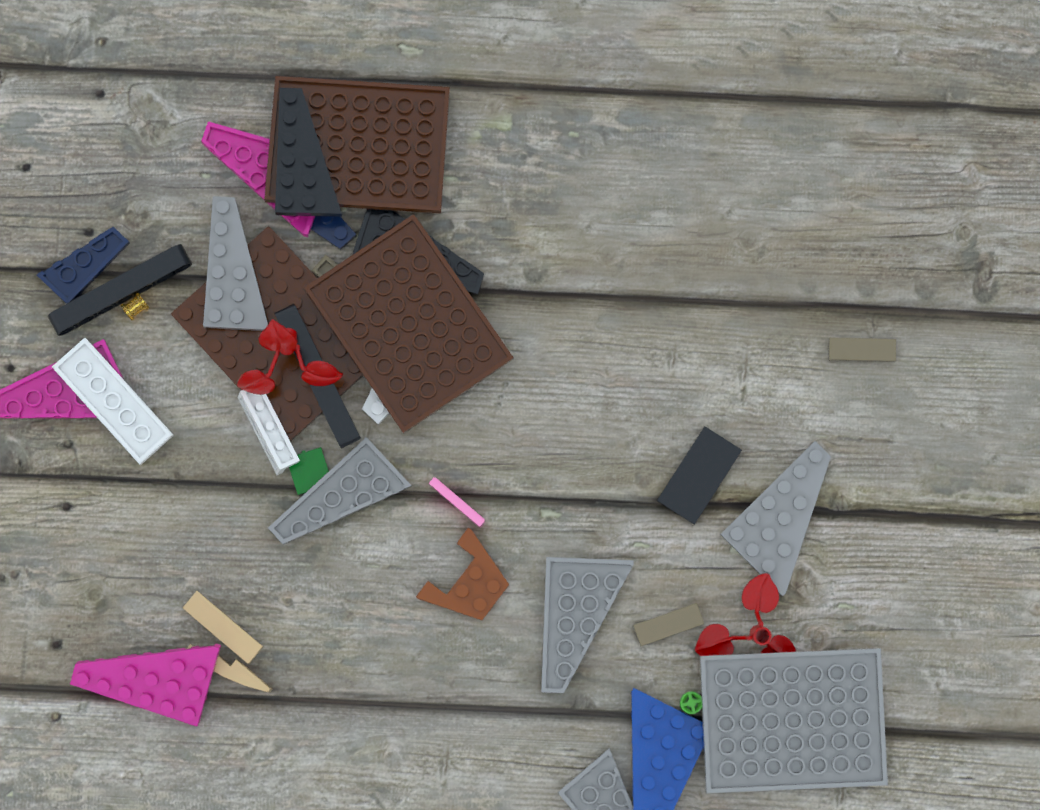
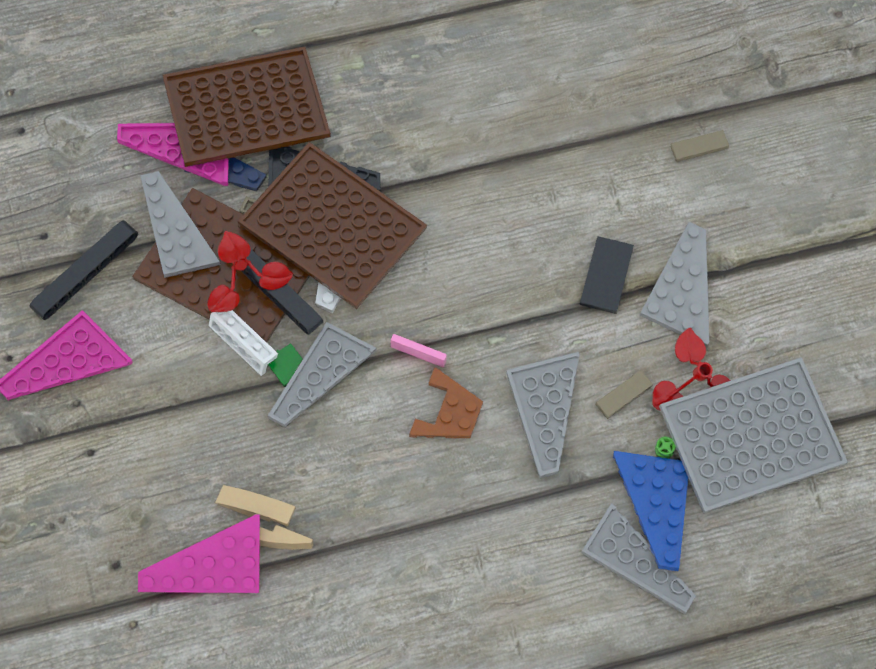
camera: 25 degrees left, 15 degrees down
(77, 271) = (48, 260): dark blue wing -> none
(112, 401) = (105, 354): white tile -> none
(134, 306) = (100, 279): clear yellow bush -> none
(301, 174) = (207, 133): black wing -> none

